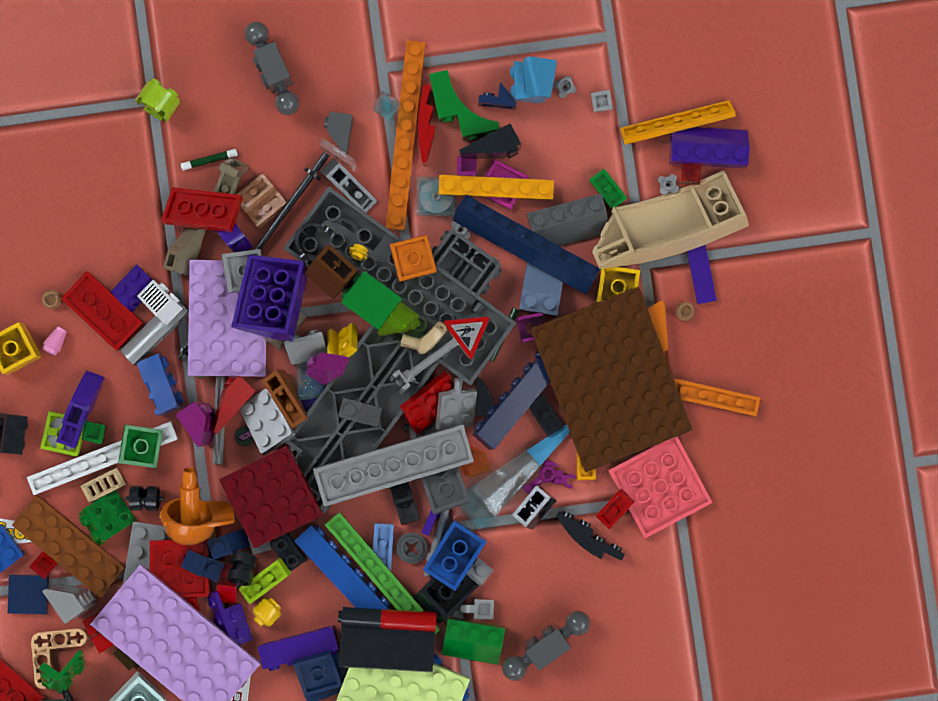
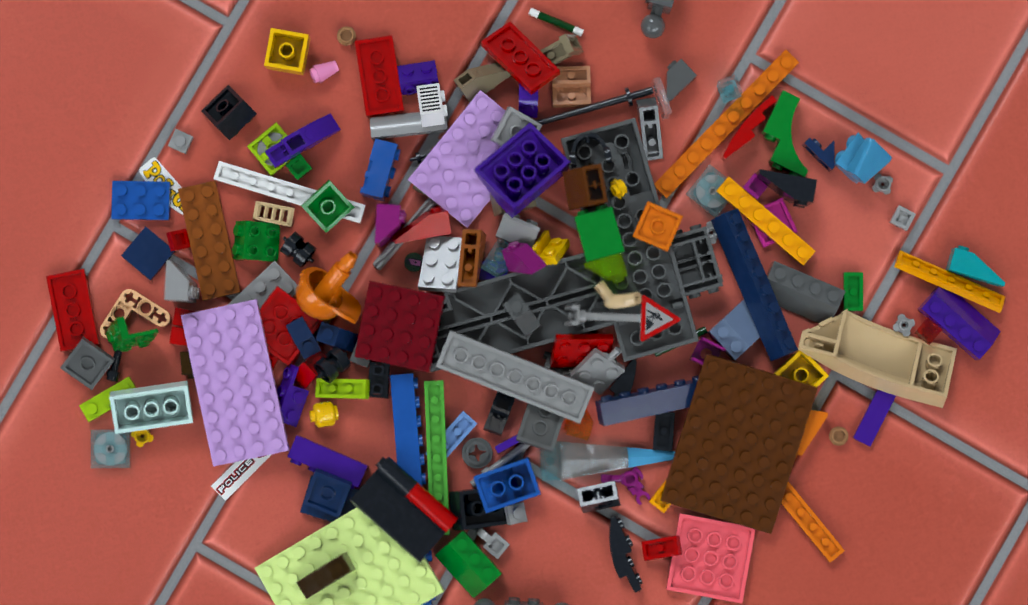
camera: 30 degrees right, 0 degrees up
(684, 97) = (971, 266): none -> teal slope

